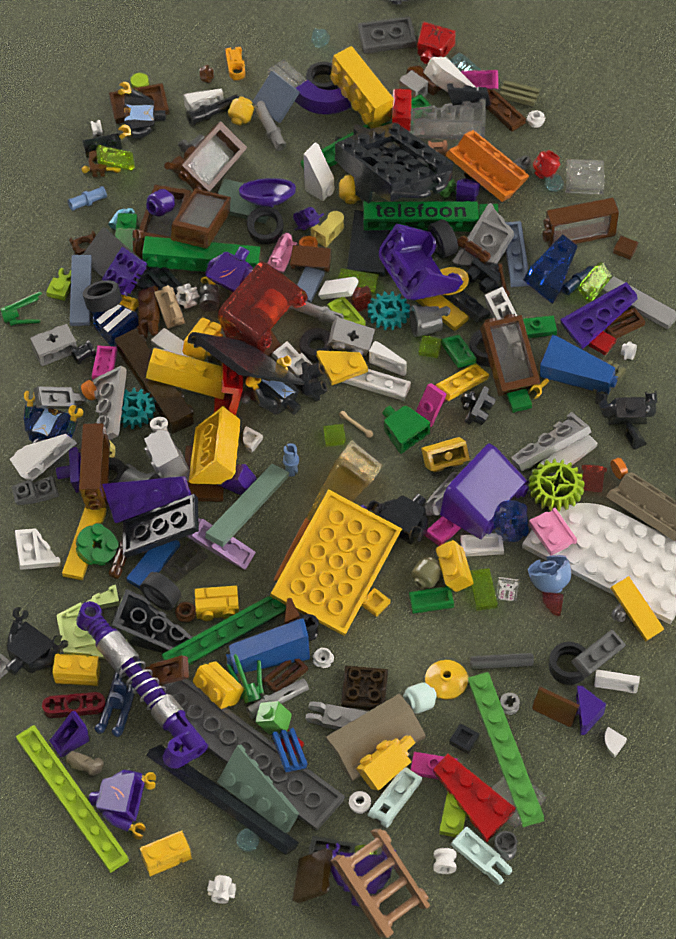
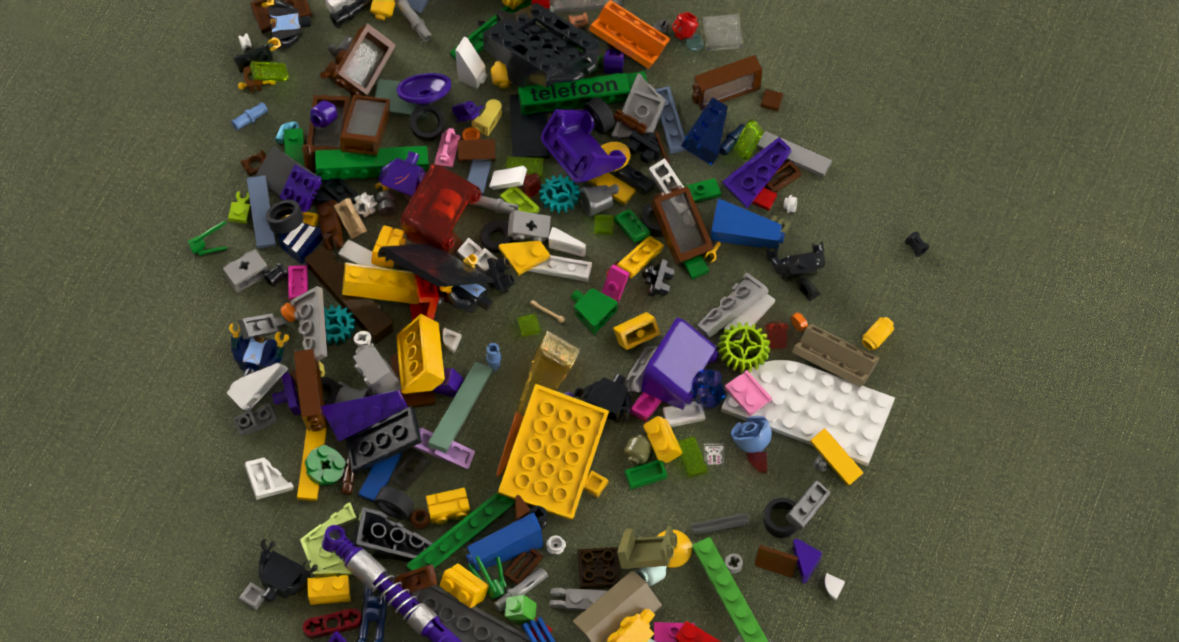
camera: 10 degrees left, 5 degrees up
(417, 677) = (646, 551): none -> olive panel
(464, 738) = (698, 603): black plate -> none
(616, 681) = (829, 529): white tile -> none

